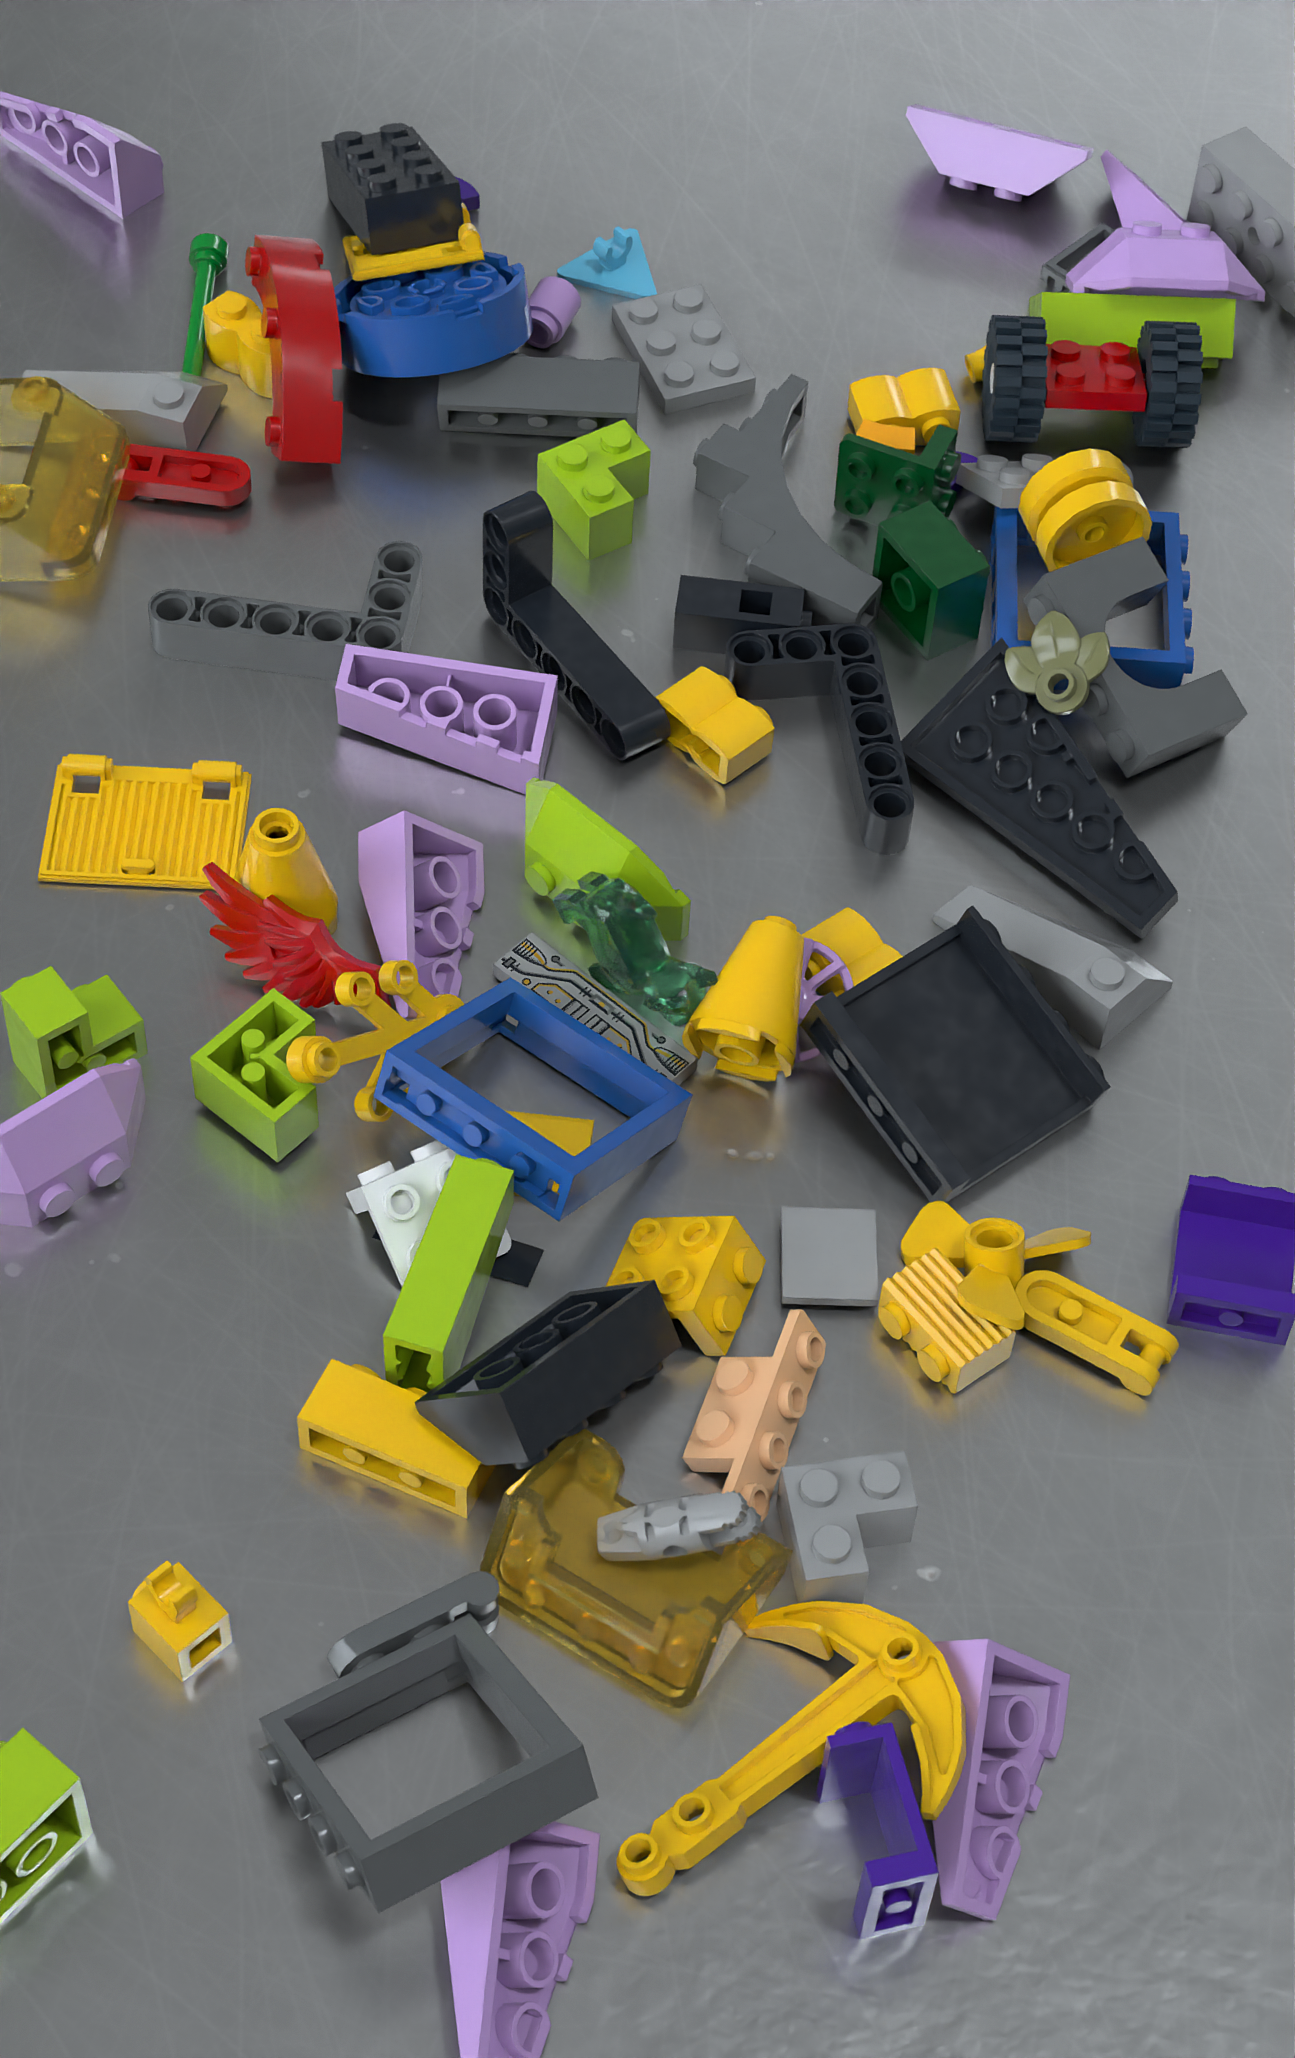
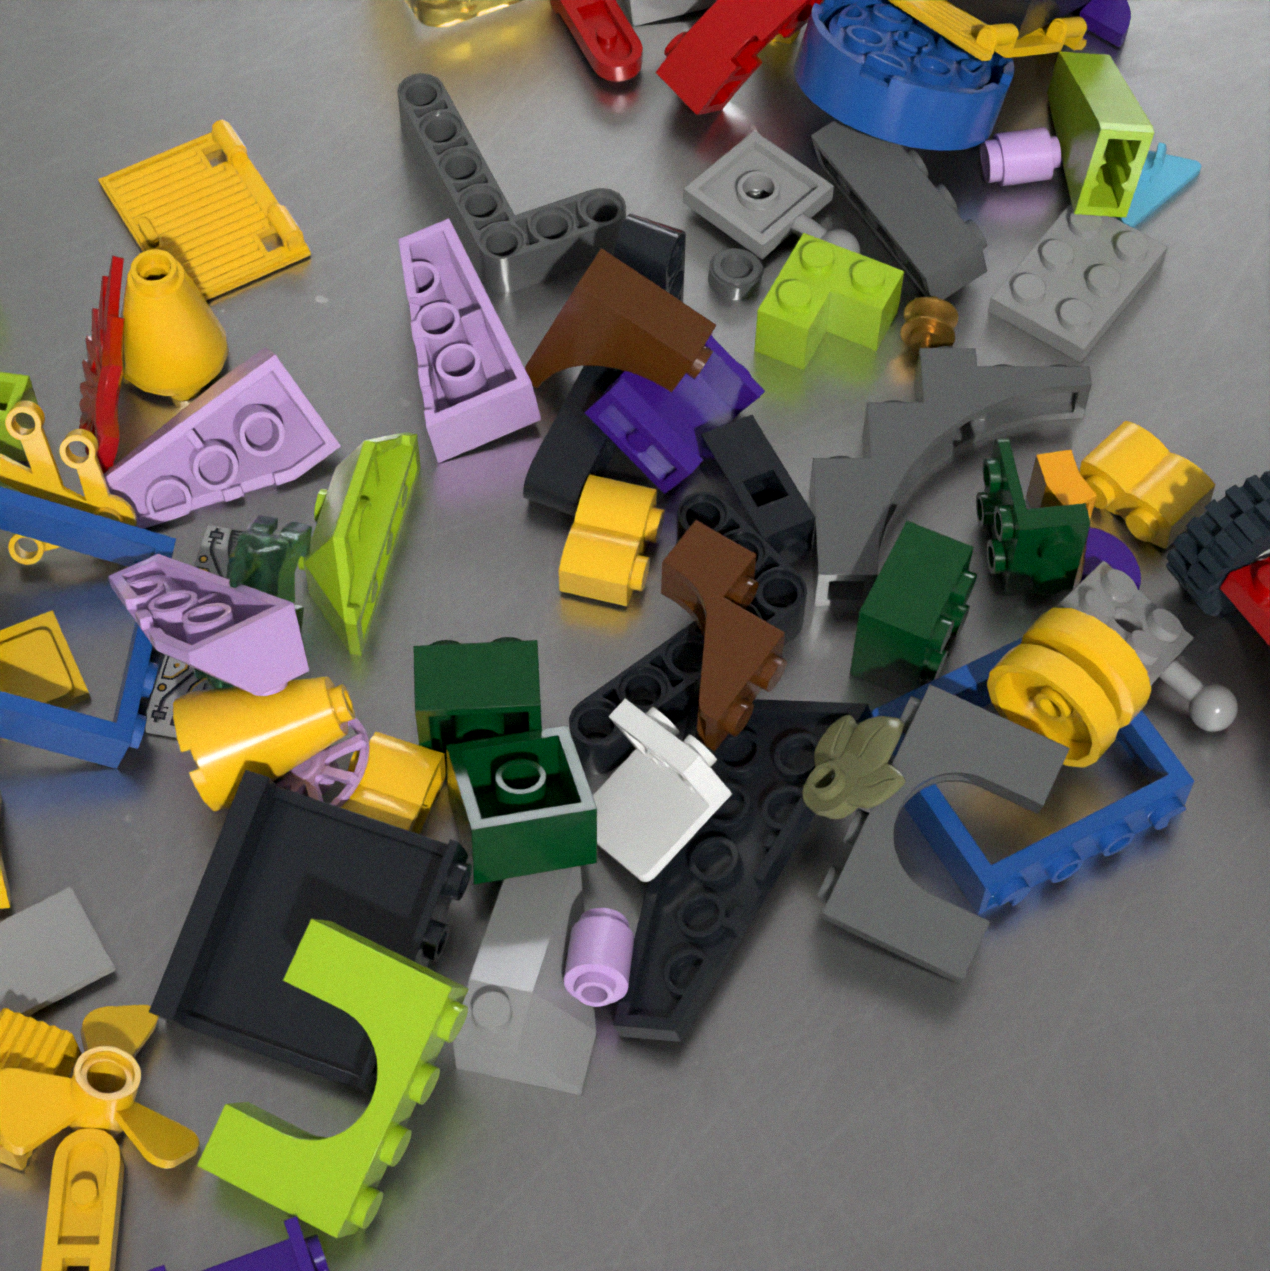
camera: 60 degrees right, 5 degrees up
(472, 456) = (767, 222): none -> light grey plate
(554, 588) = (625, 325): none -> reddish brown arch
(597, 246) = (1099, 133): none -> lime slope
(612, 608) = (665, 427): none -> dark purple panel
(667, 445) = (929, 323): none -> pearl gold wheel
(681, 949) = (215, 628): none -> lavender wedge
(823, 855) = (475, 690): none -> dark green brick
(898, 682) = (741, 651): none -> reddish brown arch
(928, 876) = (522, 804): none -> dark green brick
(975, 802) = (656, 794): none -> white bracket
(1087, 904) = (599, 957): none -> lavender brick
(1100, 1012) = (408, 1020): none -> lime arch

